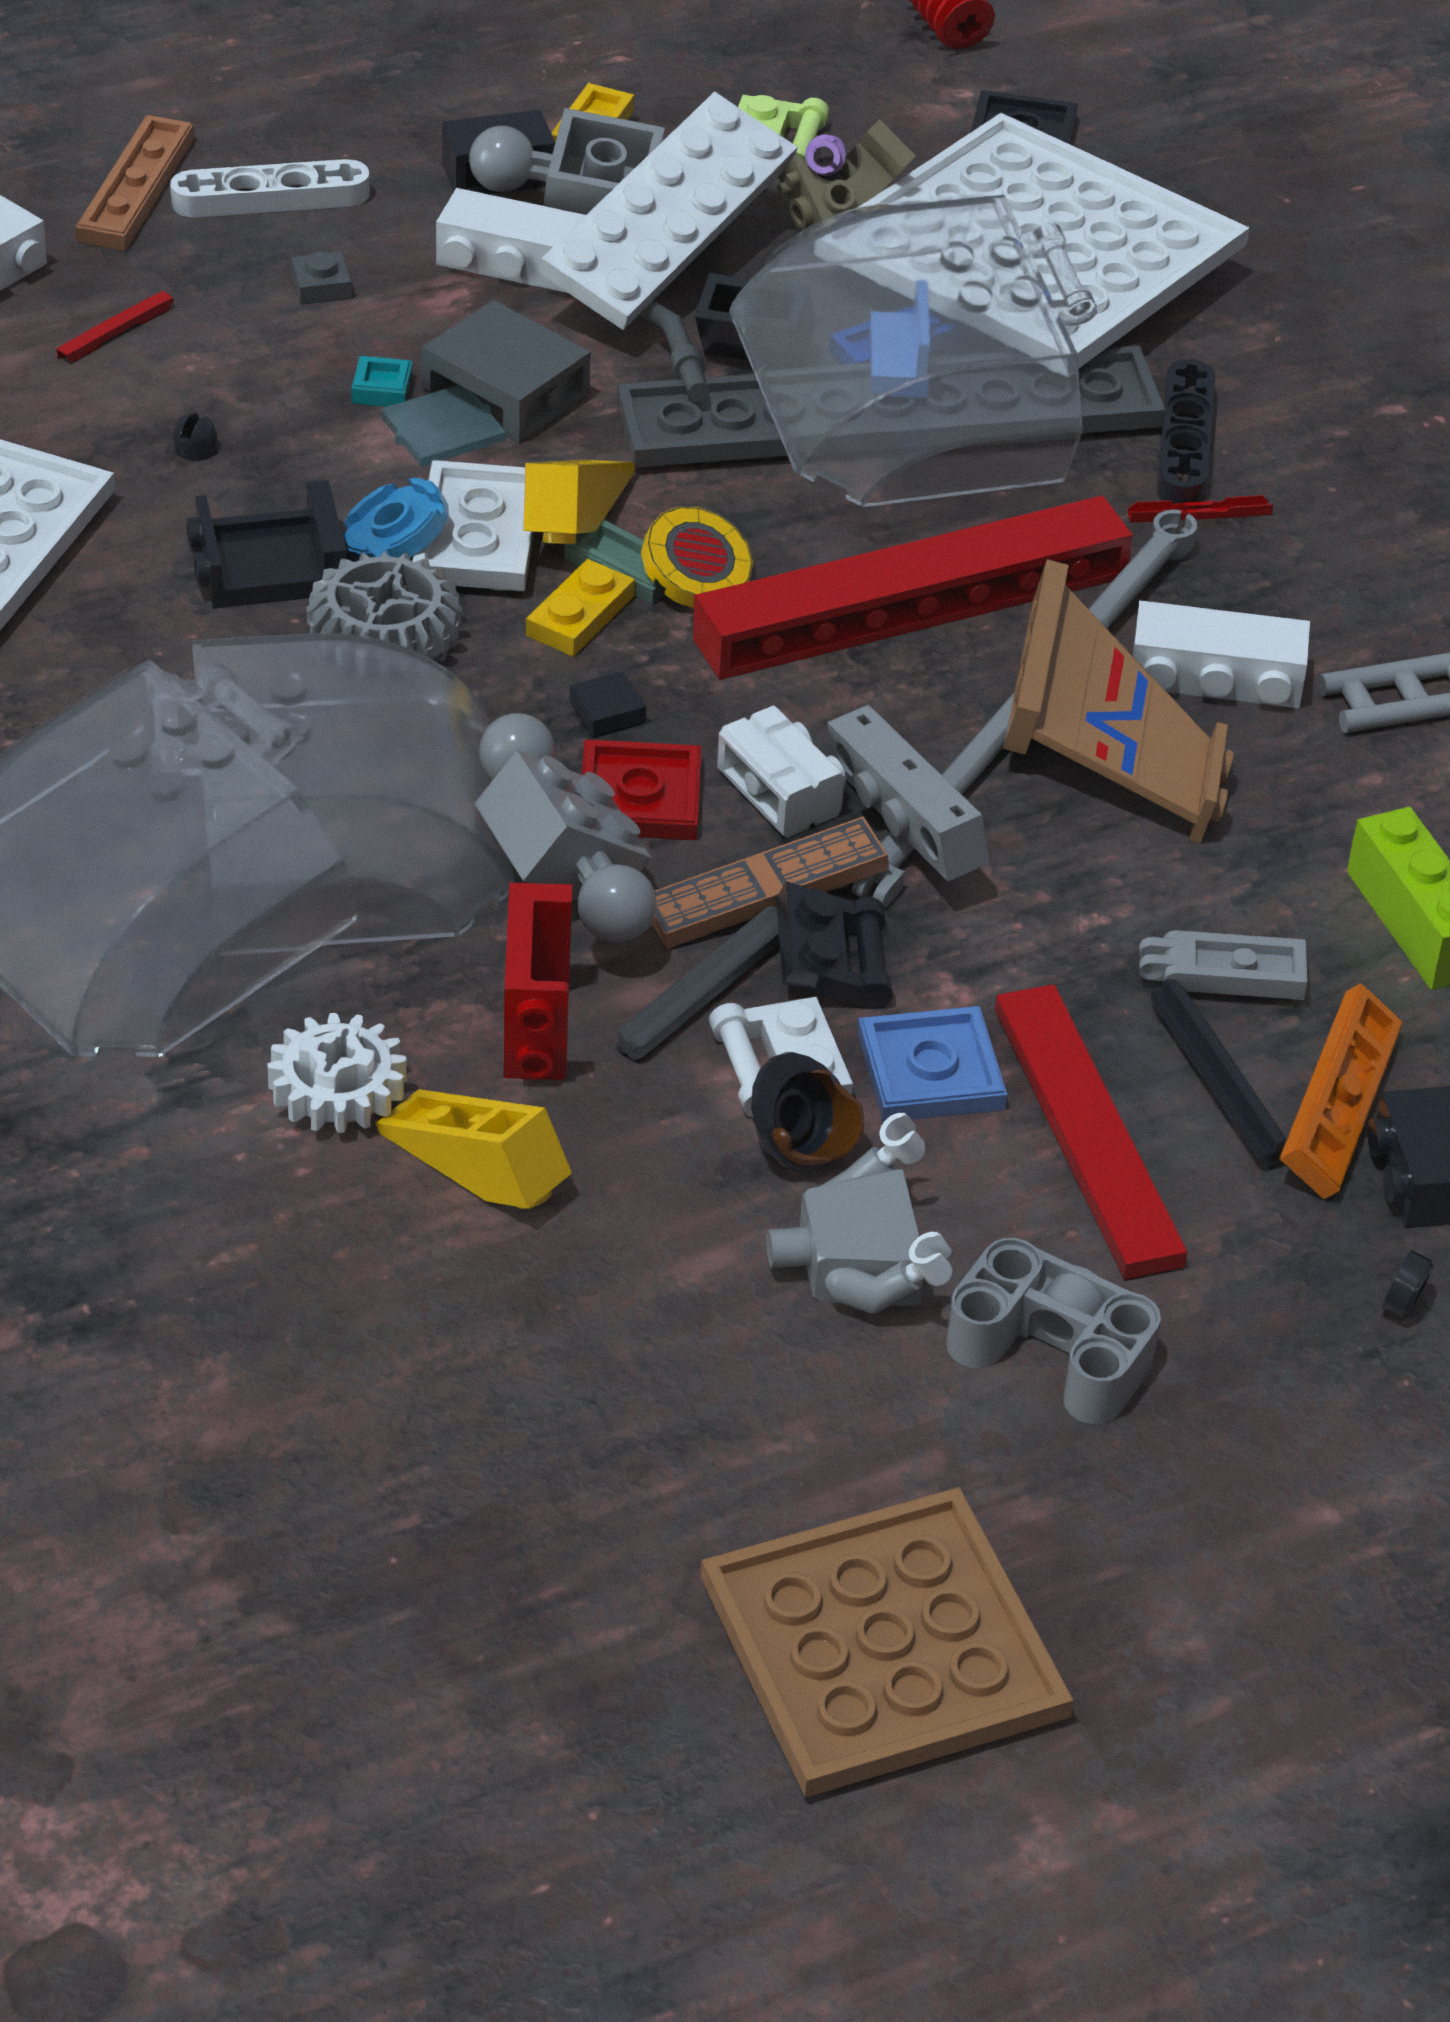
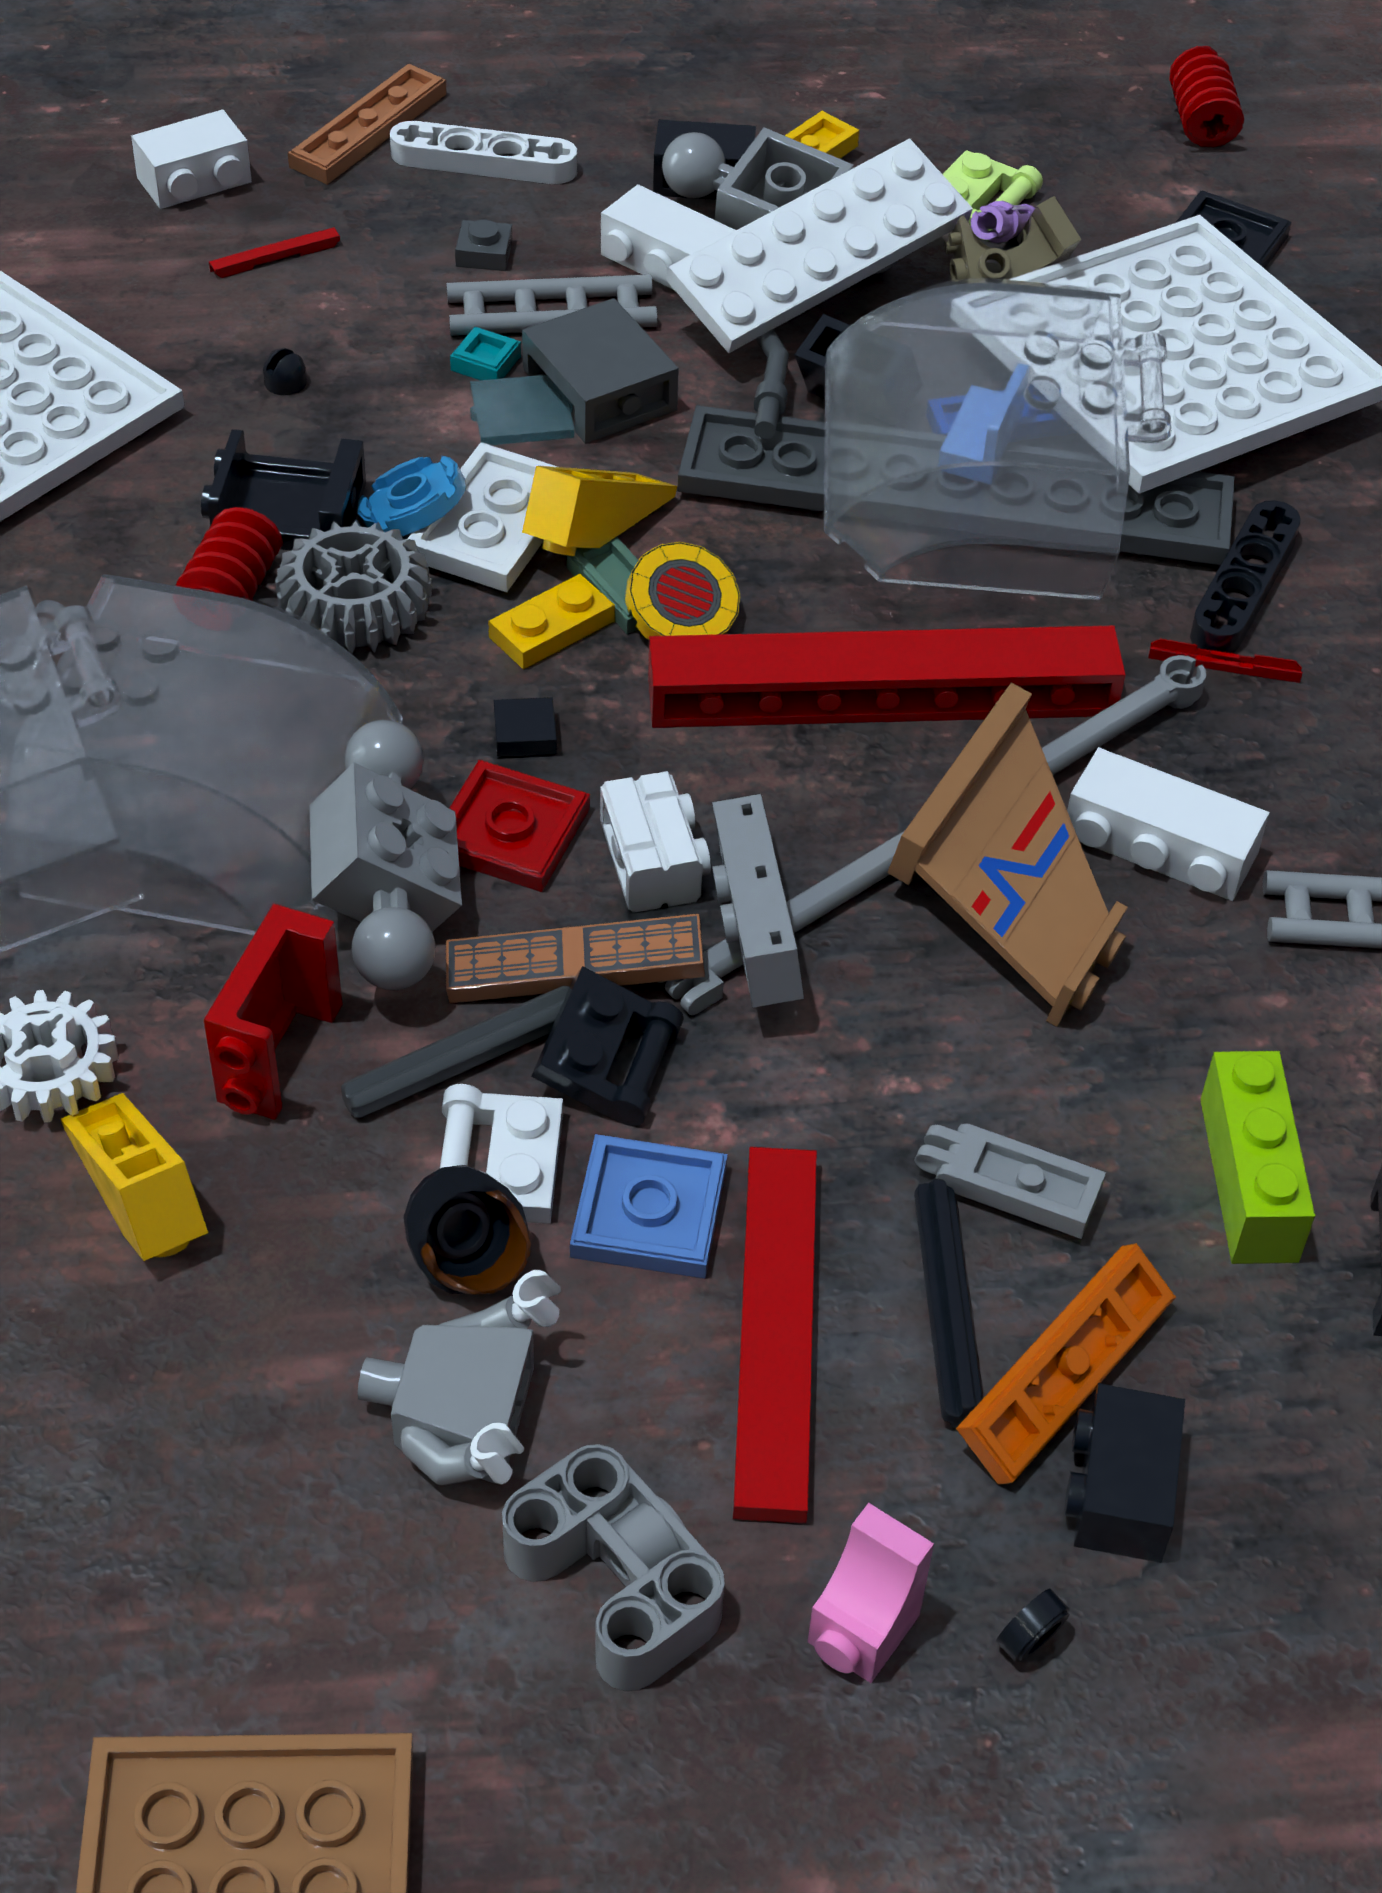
camera: 20 degrees right, 5 degrees up
(258, 602) = (233, 554): none -> red piece
(390, 316) = (525, 292): none -> light grey bar
(1277, 1286) = (871, 1595): none -> bright pink arch

